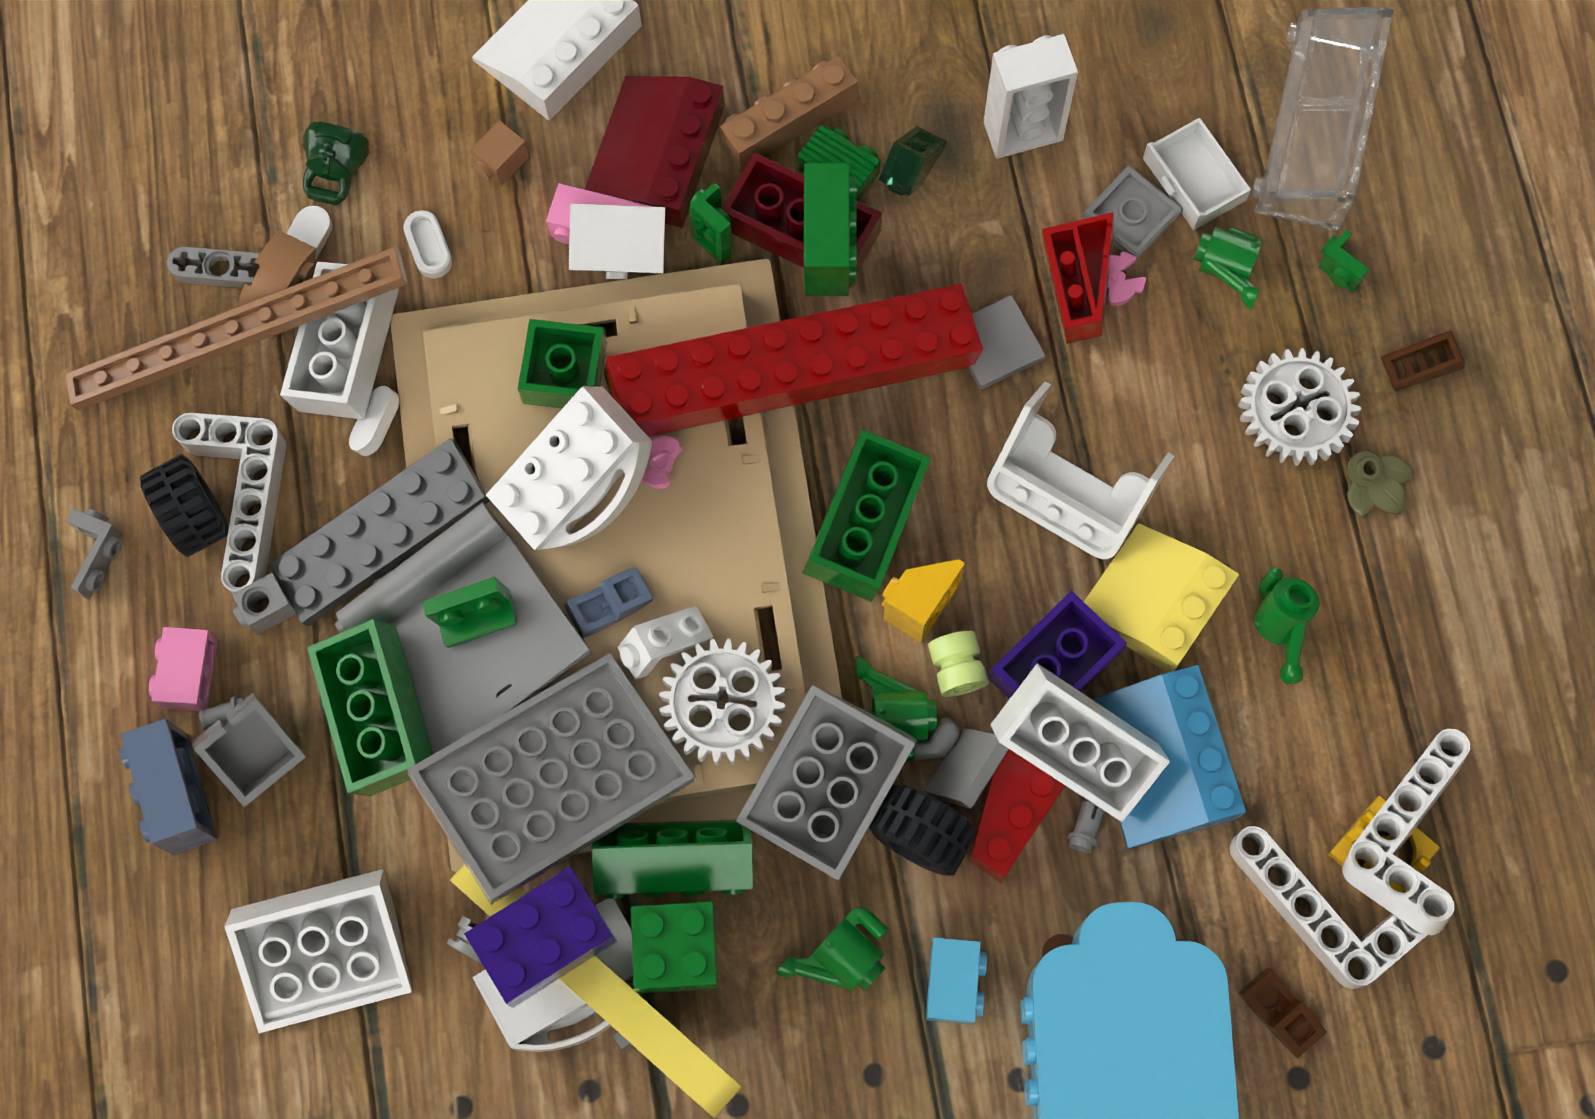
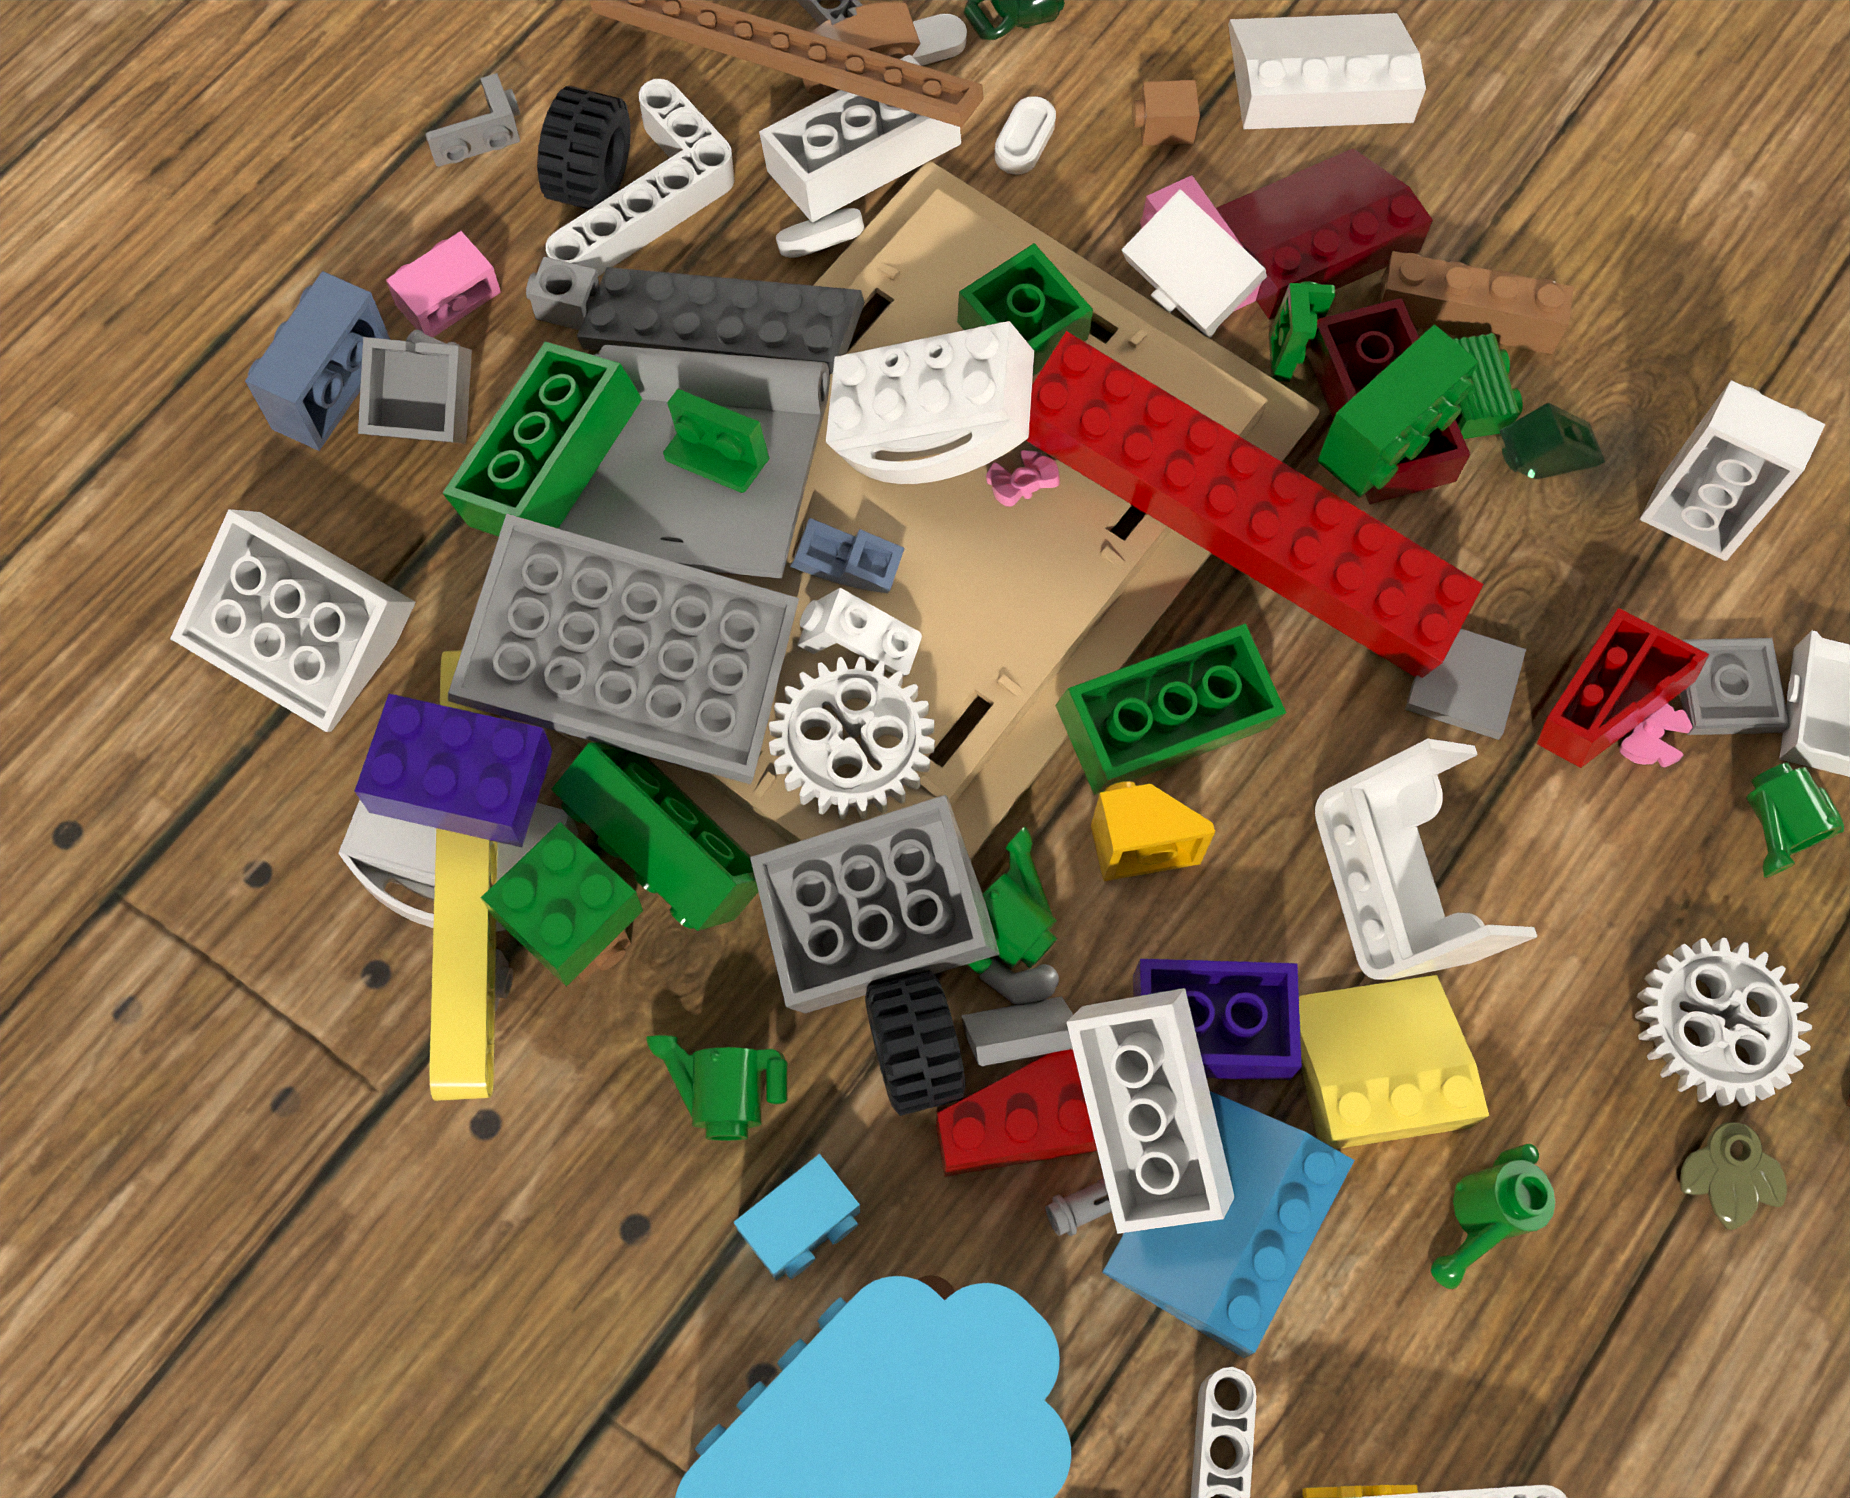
camera: 40 degrees right, 5 degrees down
(956, 658) = (1113, 934): yellowish green wheel -> none

